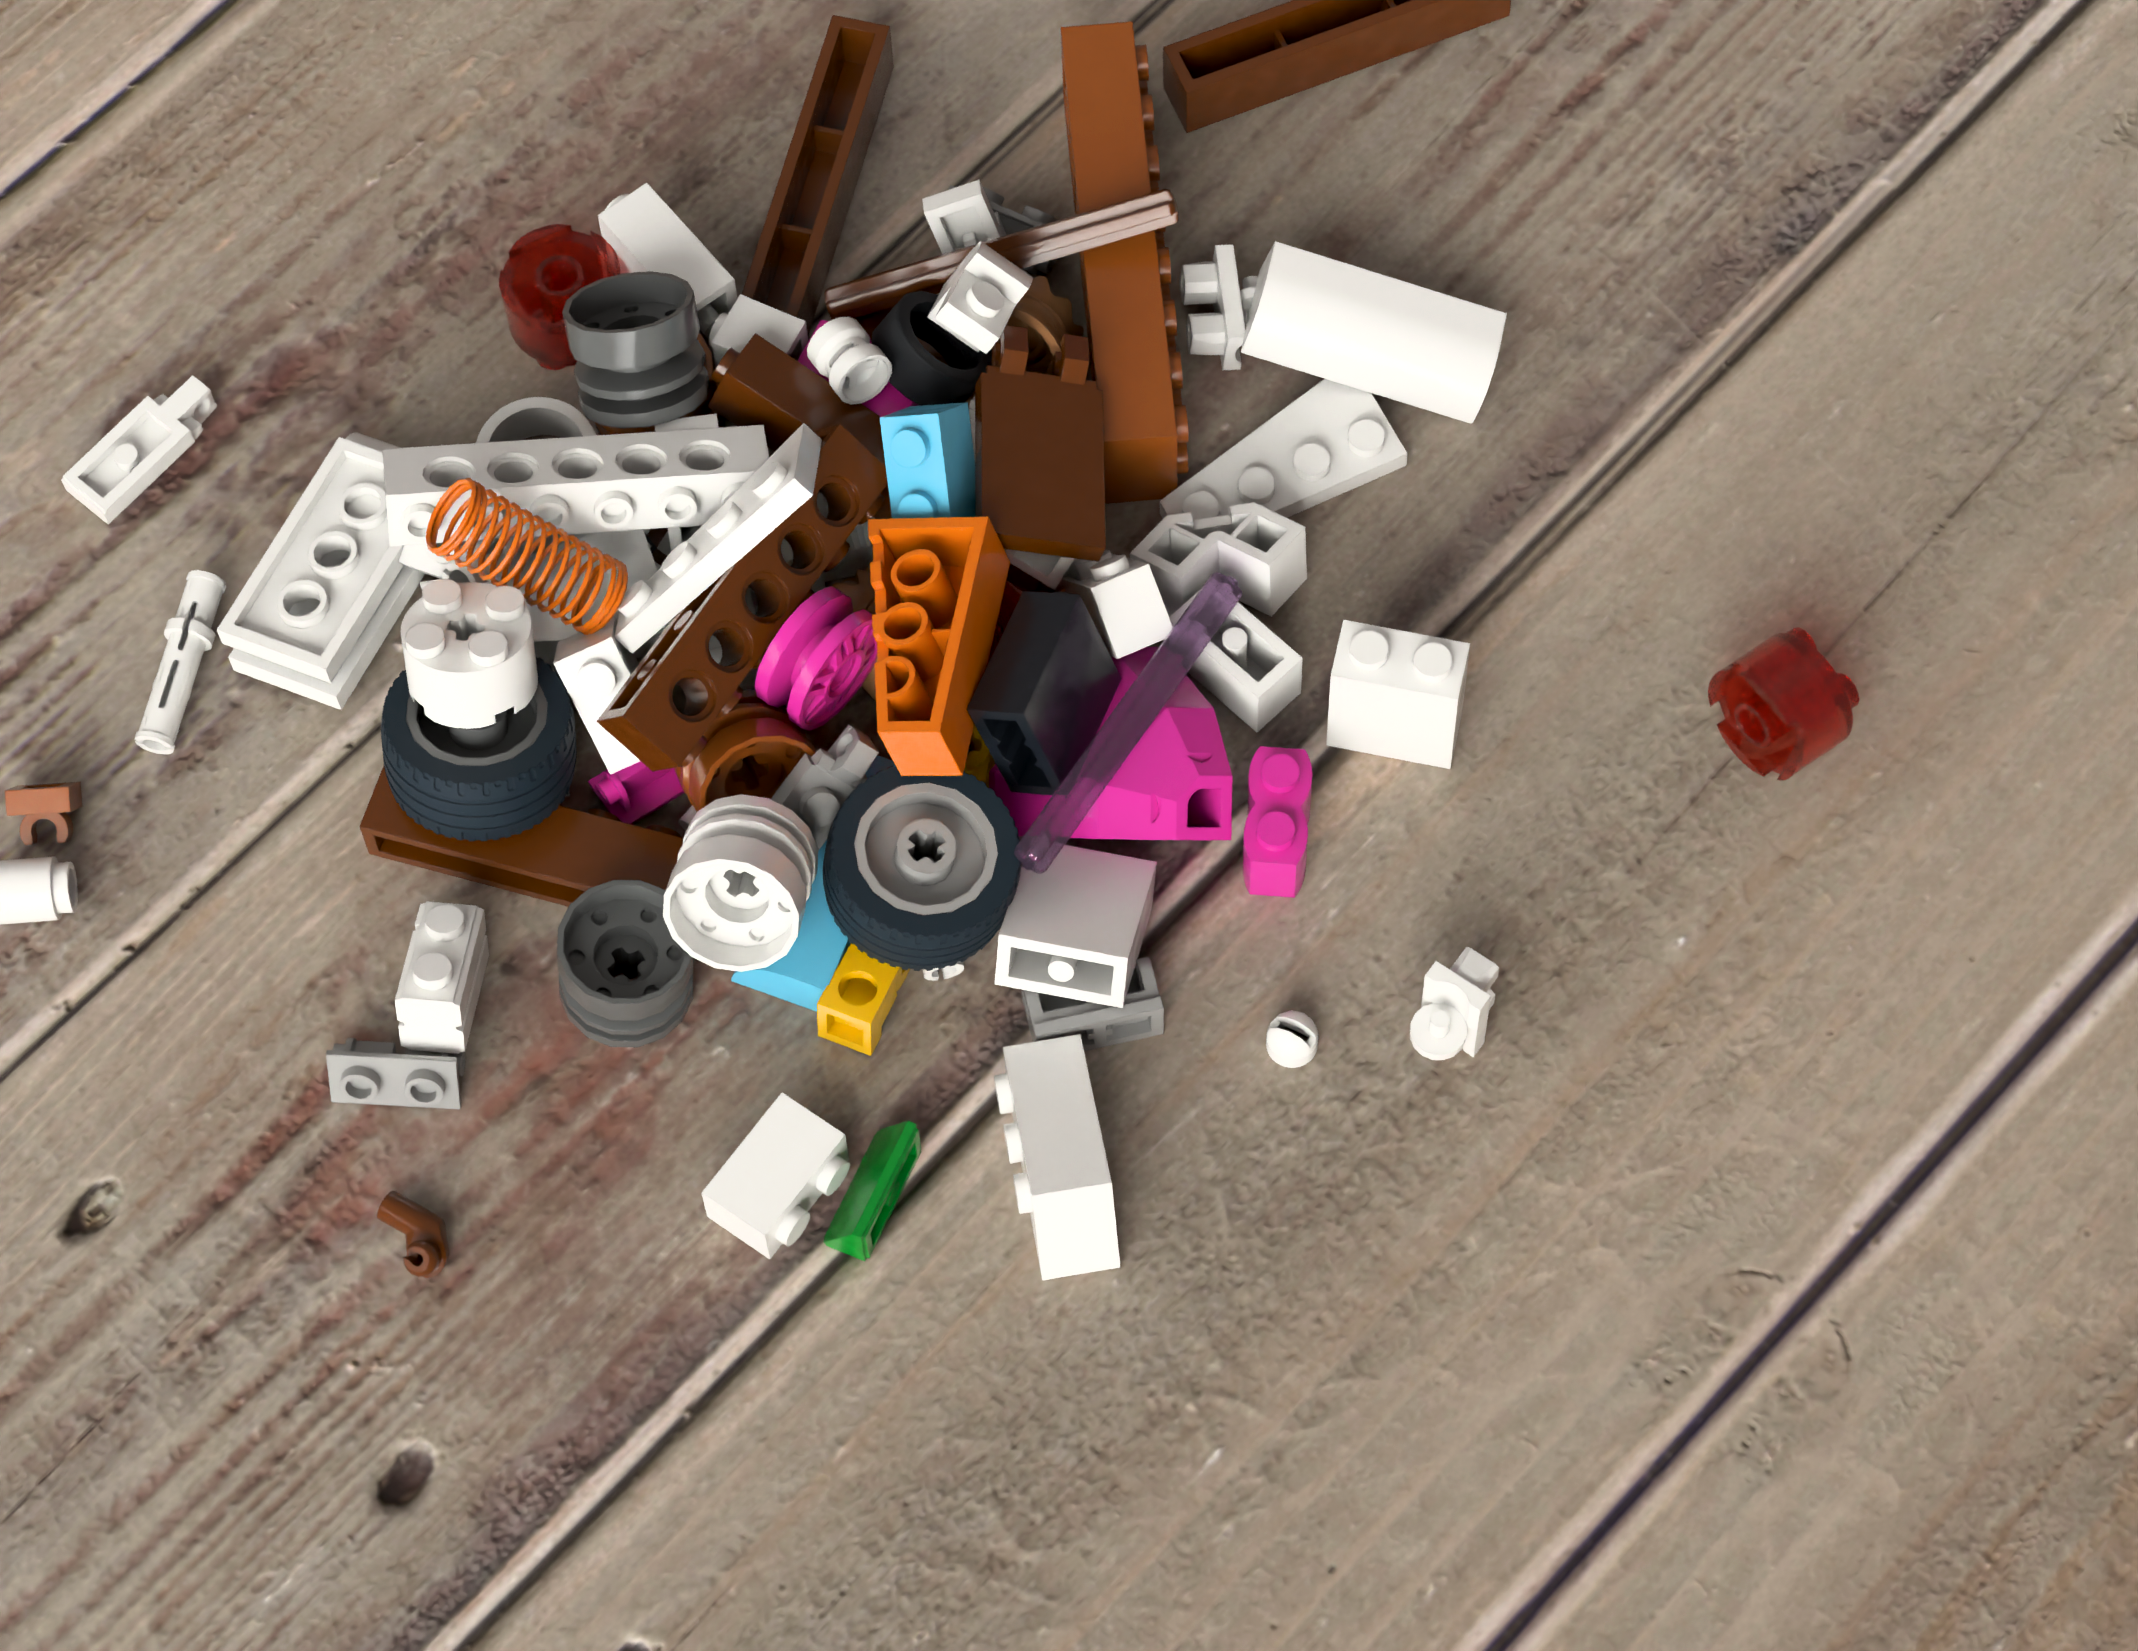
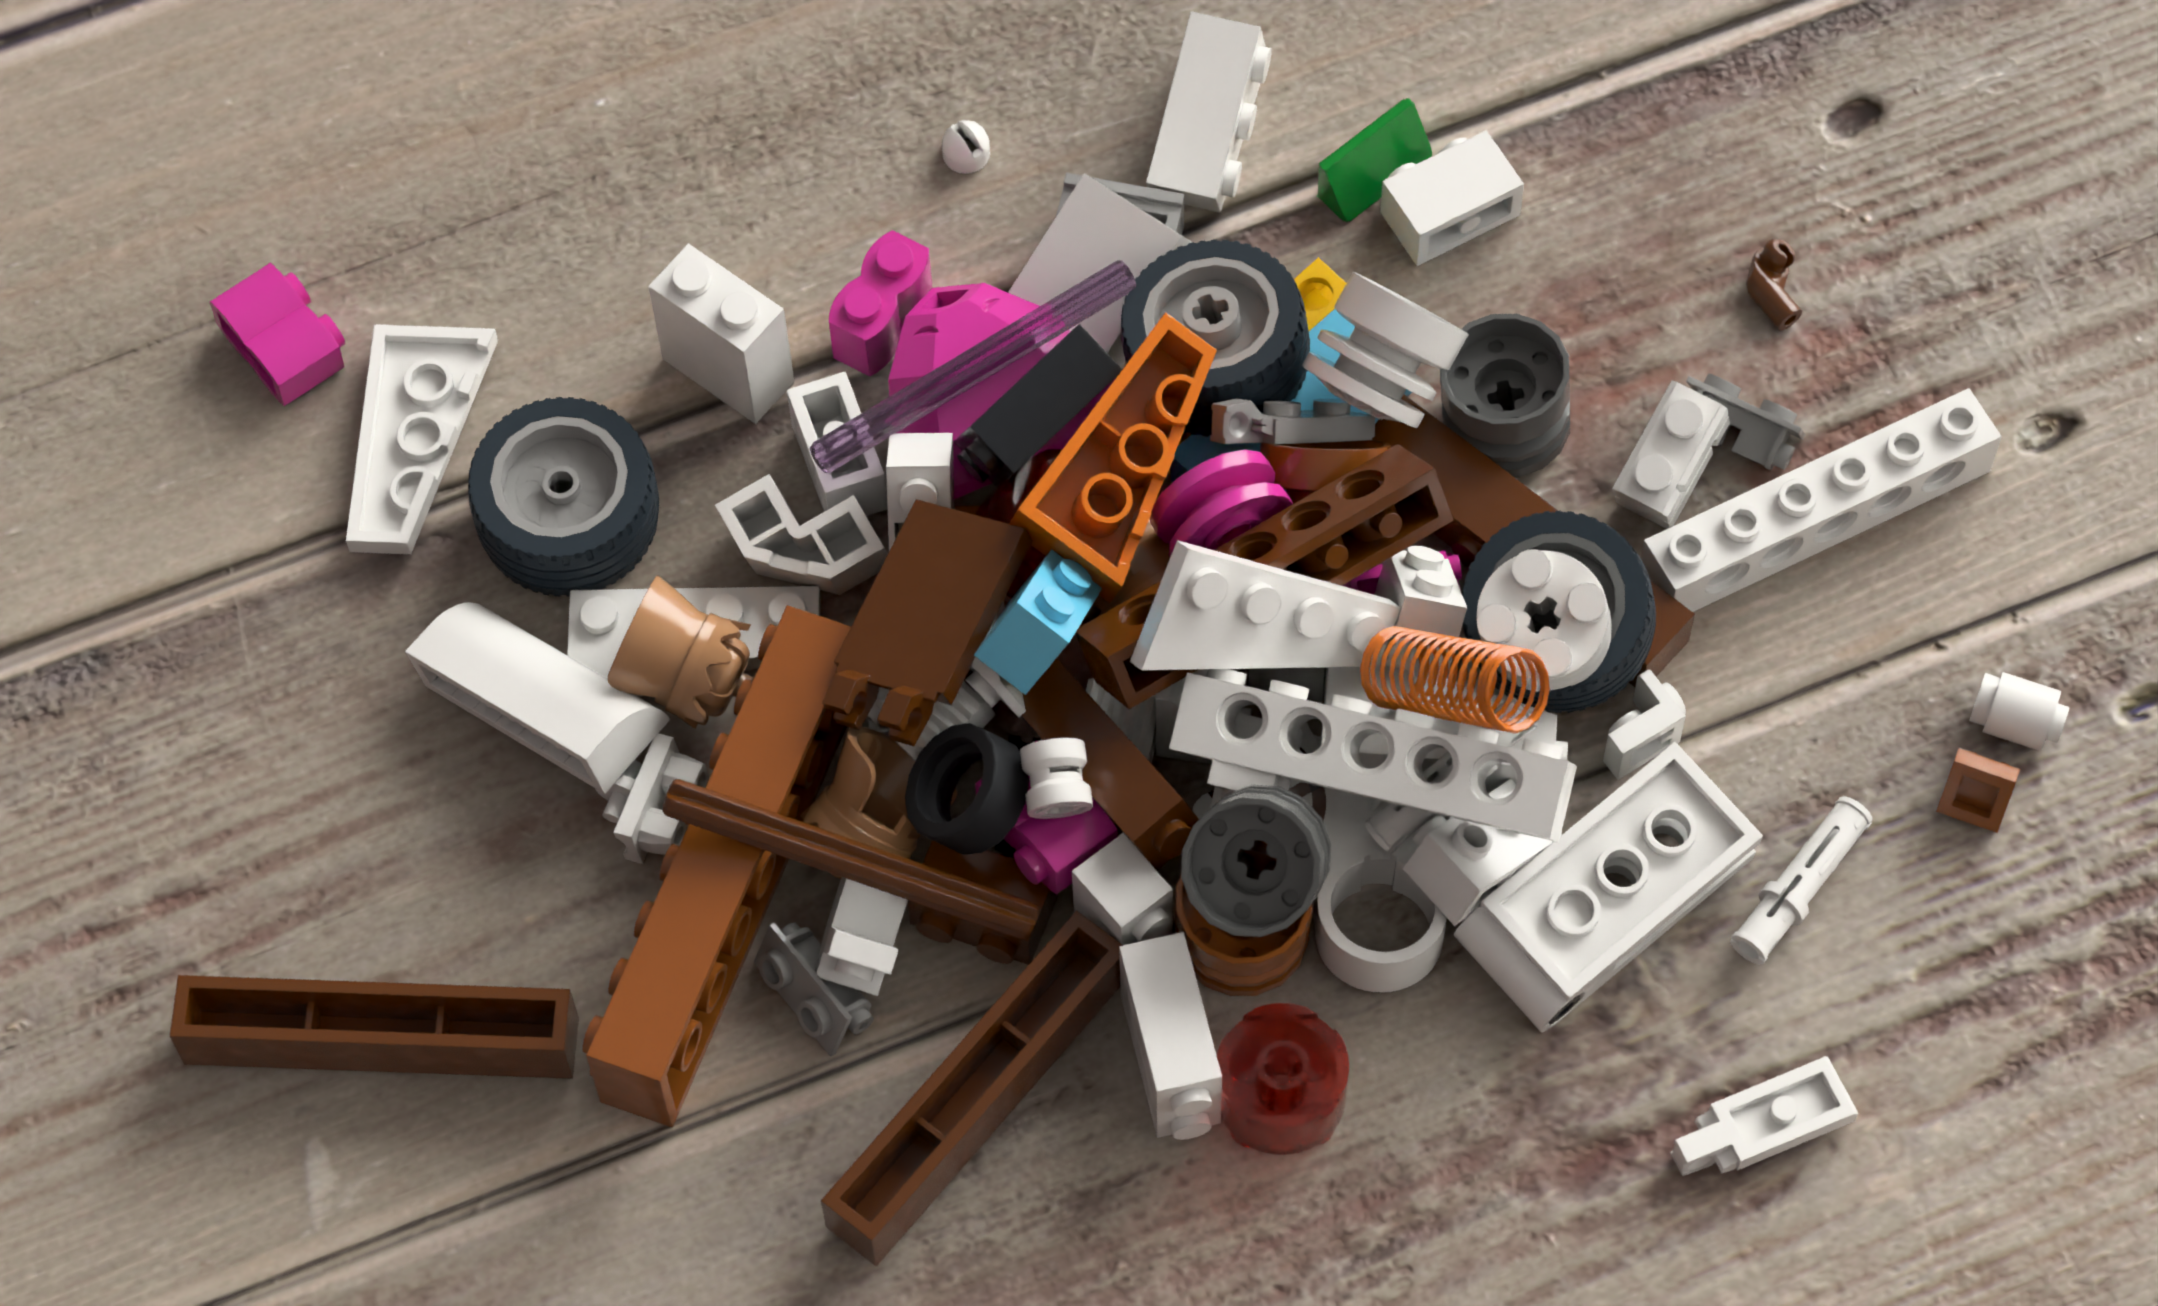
camera: 155 degrees left, 0 degrees up
(282, 1006) = (1823, 502): none -> white brick
(360, 730) = (1645, 735): none -> white bracket
(980, 298) = (896, 767): white brick -> none
(1252, 390) = (681, 656): none -> medium nougat hat
(1454, 1007) = (823, 81): white hips -> none
(1457, 509) = (563, 496): none -> wheel
(1647, 542) = (411, 420): none -> white wing
(1783, 704) = (400, 206): clear red brick -> none
(1821, 560) = (278, 333): none -> dark pink brick

